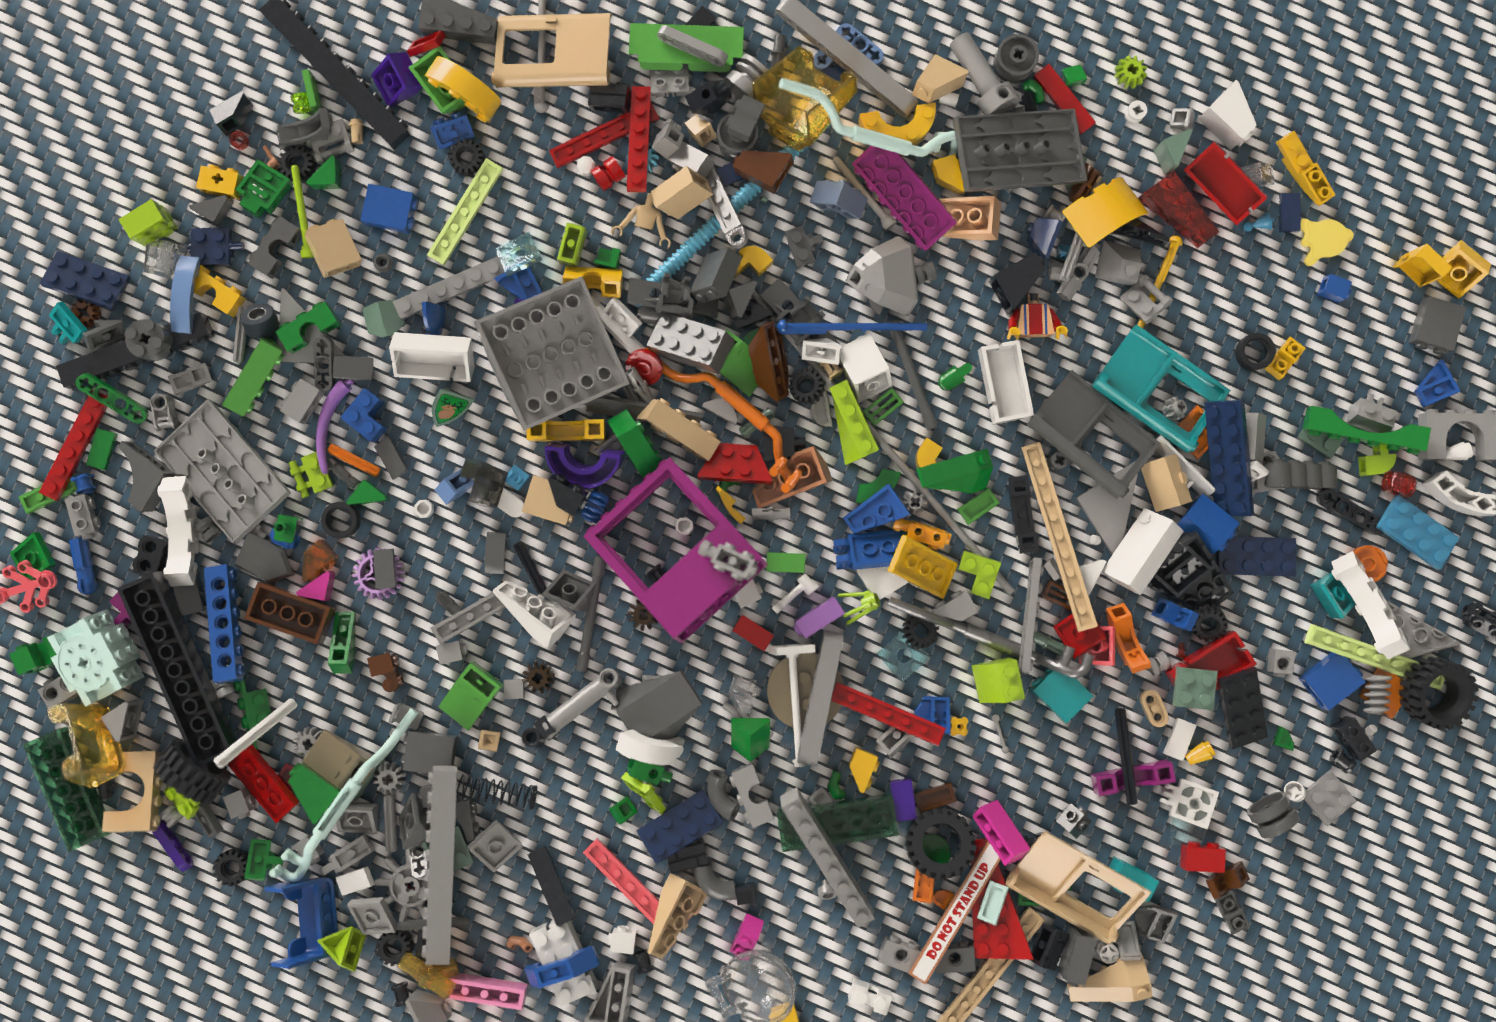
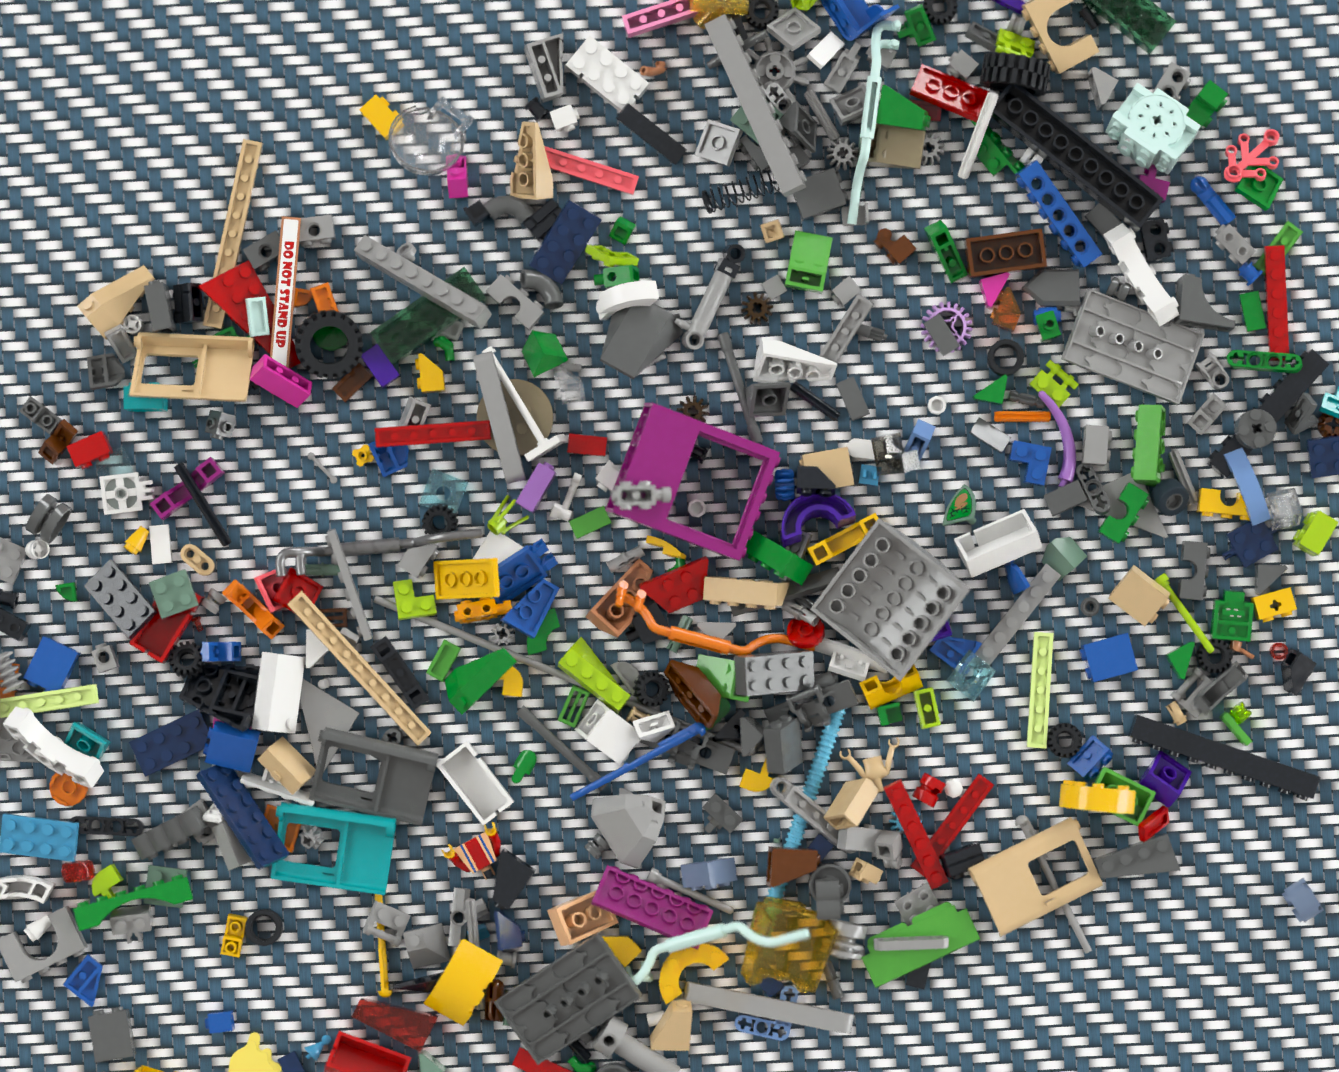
camera: 155 degrees right, 0 degrees up
(95, 750) = (1102, 47): clear yellow windscreen -> none
(563, 969) = (605, 68): blue slope -> none
(710, 96) = (865, 910): black torso -> none
(860, 995) = (331, 177): white brick -> none
(998, 681) = (349, 512): lime slope -> none
(1061, 694) = (286, 530): teal brick -> none

